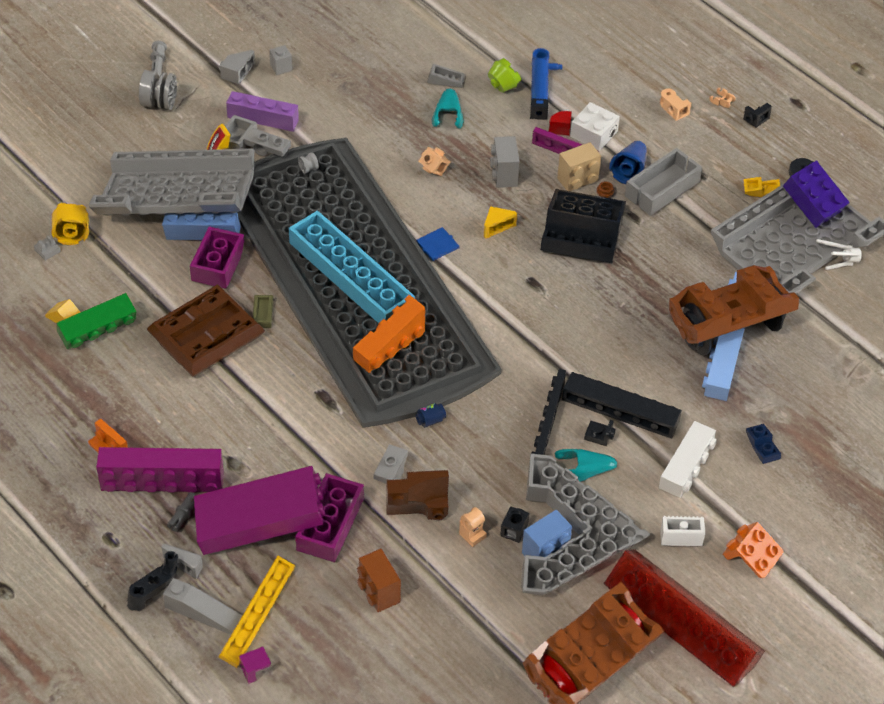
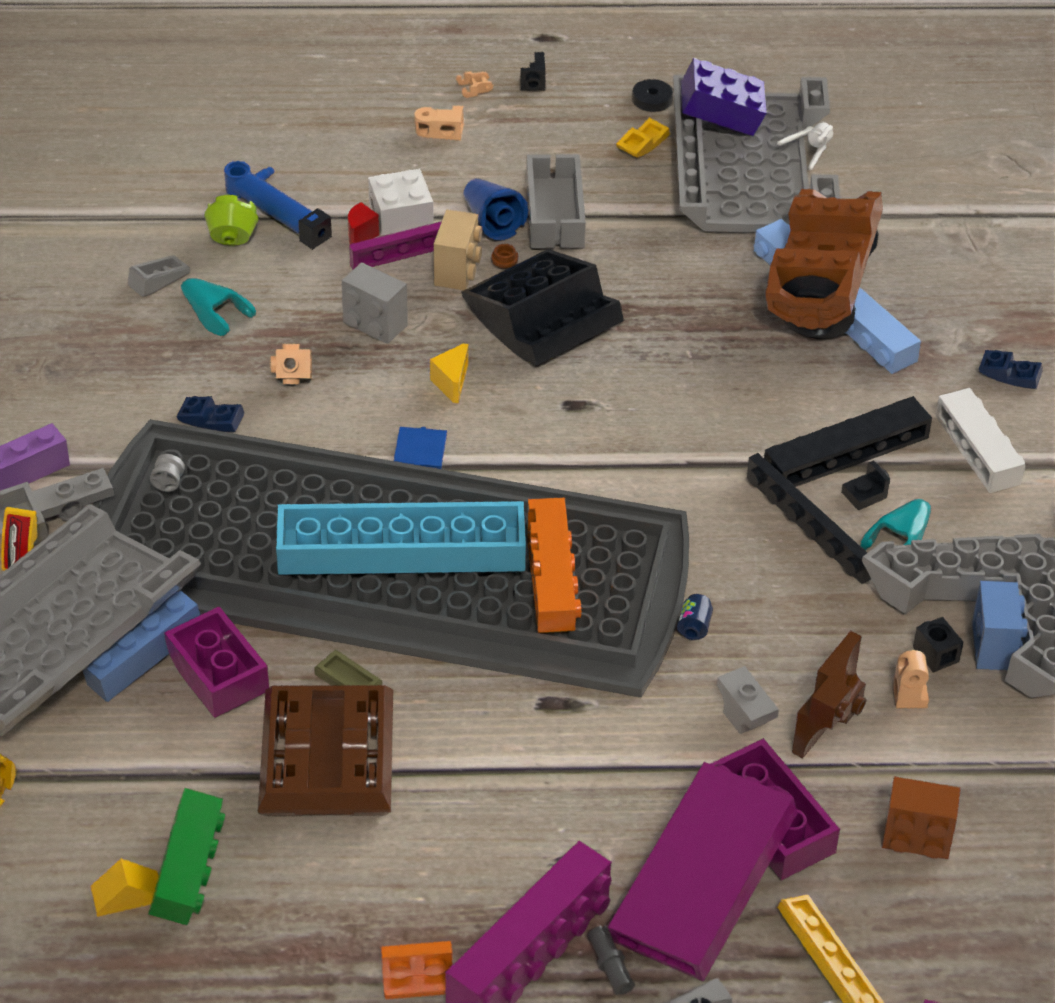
camera: 50 degrees left, 5 degrees down
(374, 155) = (205, 414): none -> dark blue slope

